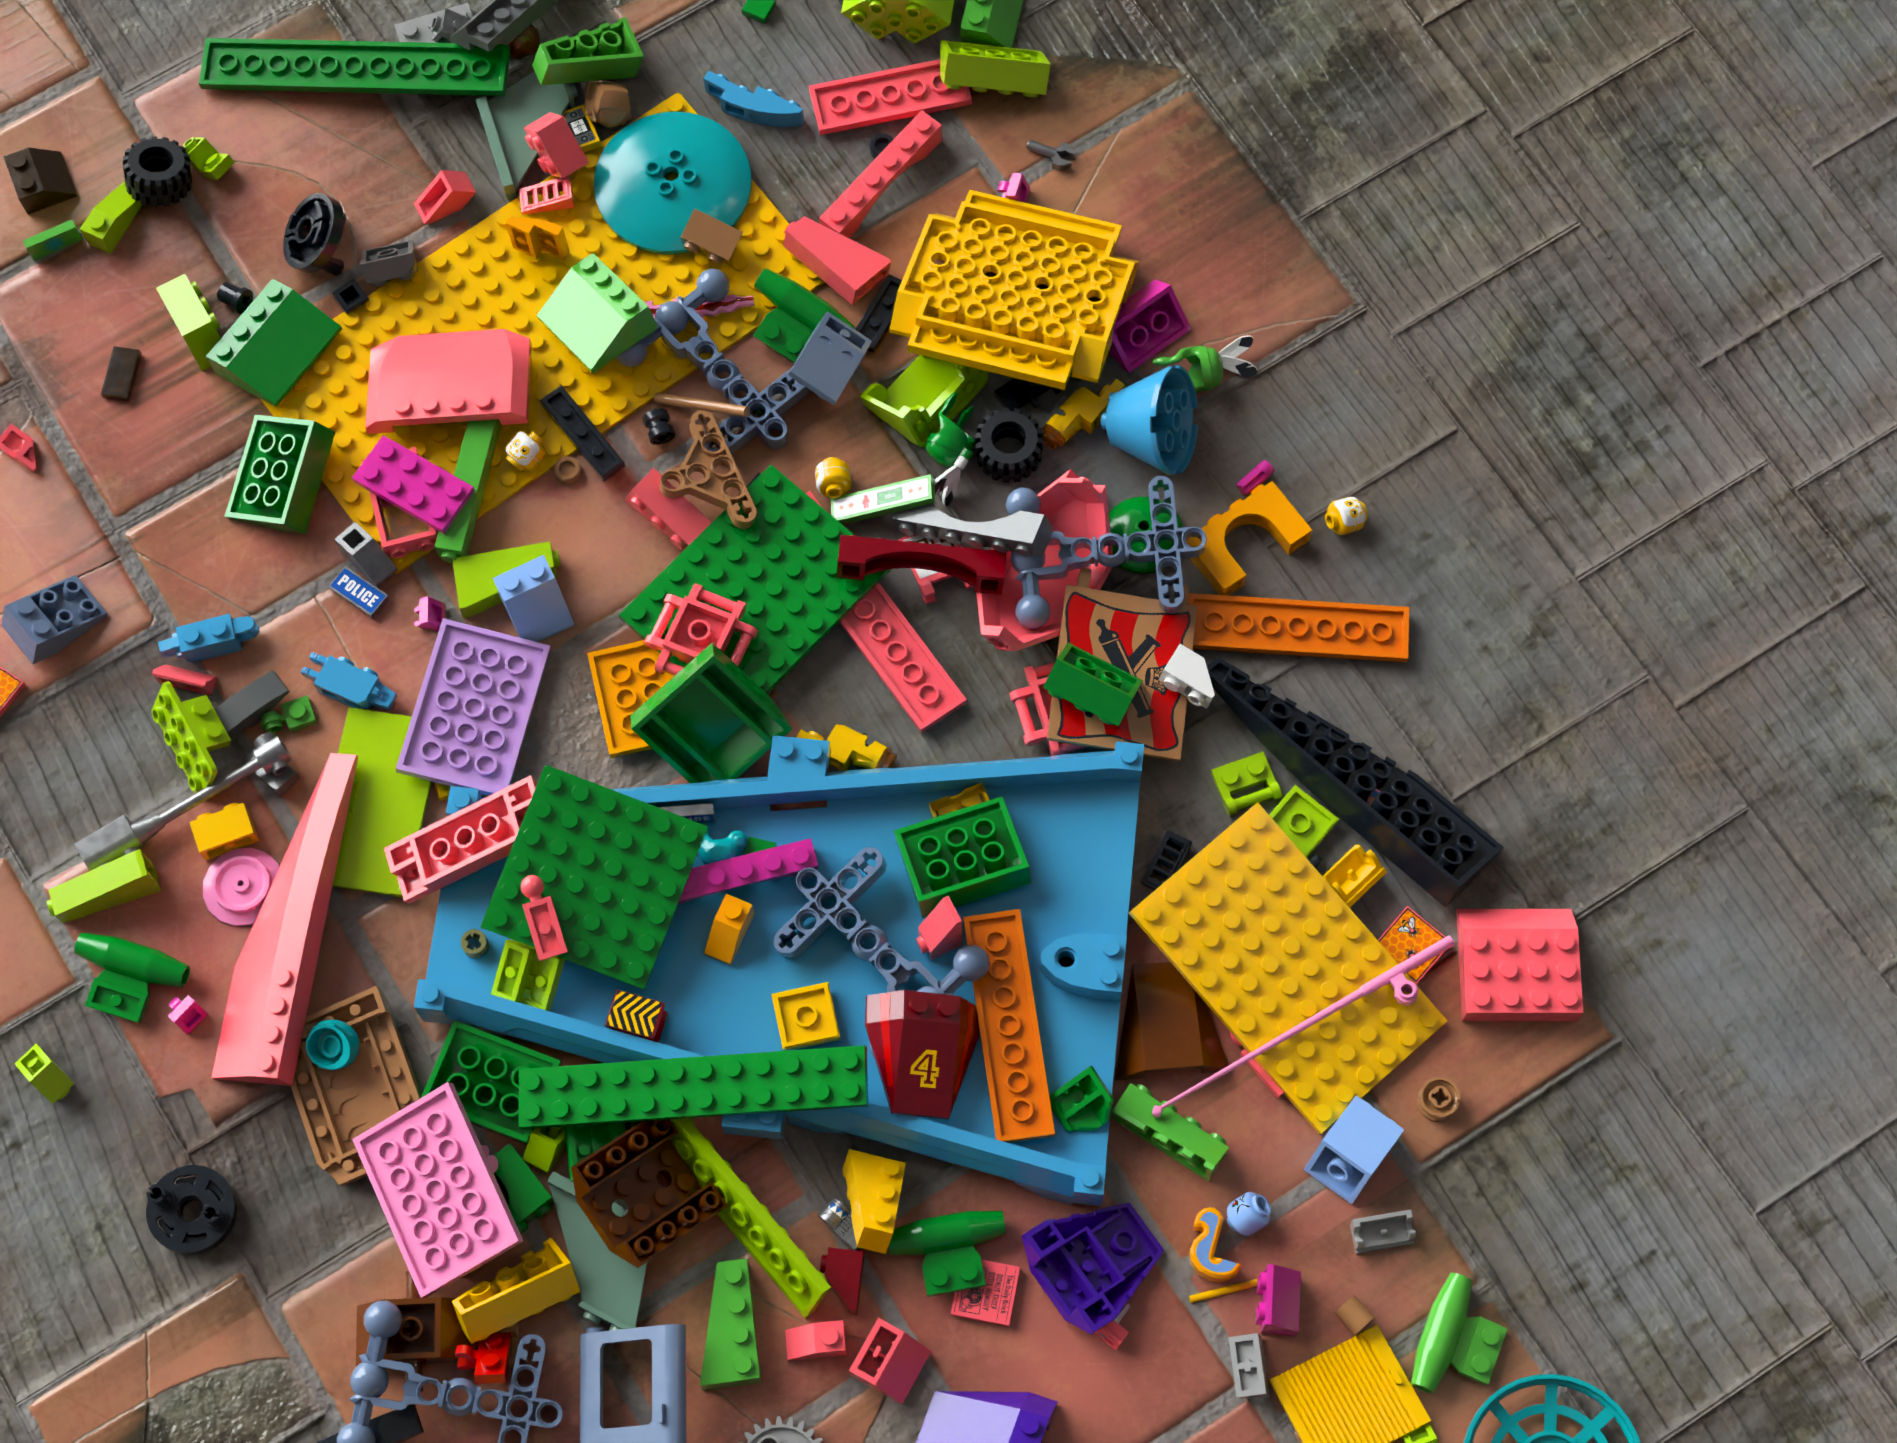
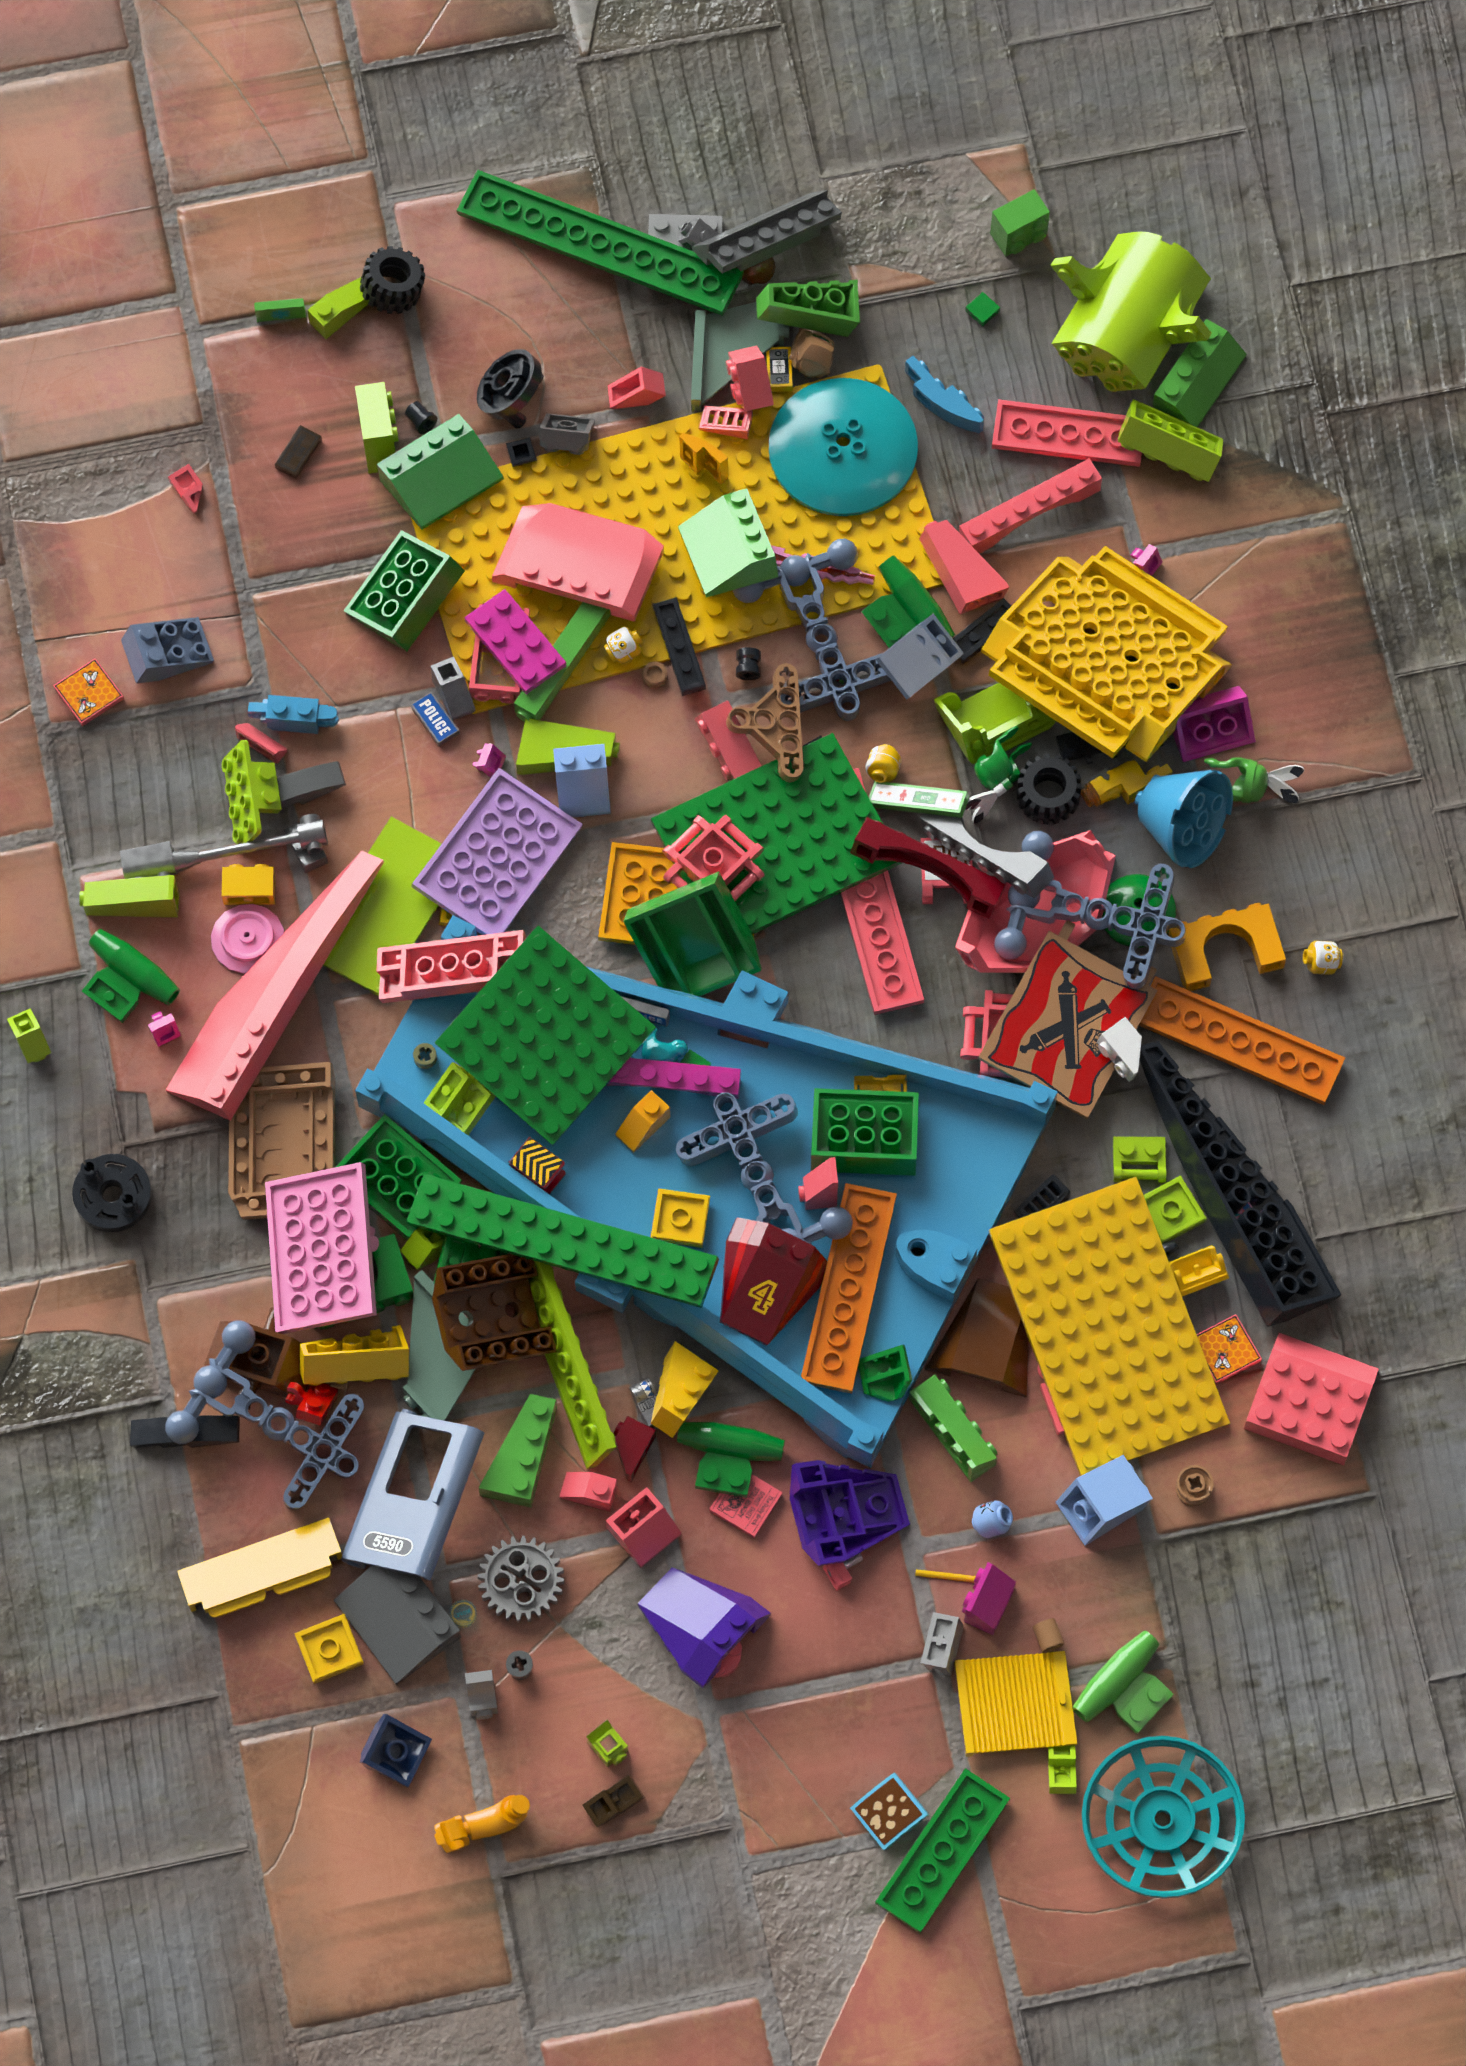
camera: 20 degrees right, 0 degrees up
(39, 178) = (288, 249): dark brown slope -> none
(206, 158) = (440, 282): lime slope -> none
(297, 715) = (345, 806): bright green plate -> none
(332, 1044) = (276, 1098): teal piece -> none
(349, 684) = (398, 796): dark azure hinge -> none
(542, 920) = (488, 1055): coral plate -> none
(699, 404) = (792, 658): medium nougat bar -> none
(711, 237) = (856, 510): medium nougat brick -> none
(854, 745) = (810, 1004): yellow plate -> none
(879, 143) = (1042, 474): black tile -> none
(1054, 153) = (1195, 537): flat silver bar -> none
(1092, 684) = (1035, 1024): green slope -> none
(1201, 1253) = (944, 1532): light orange animal -> none
(1255, 477) = (1257, 895): dark pink piece -> none
(1382, 1231) = (1100, 1576): light grey hinge -> none
(1394, 976) = (1195, 1367): bright pink piece -> none

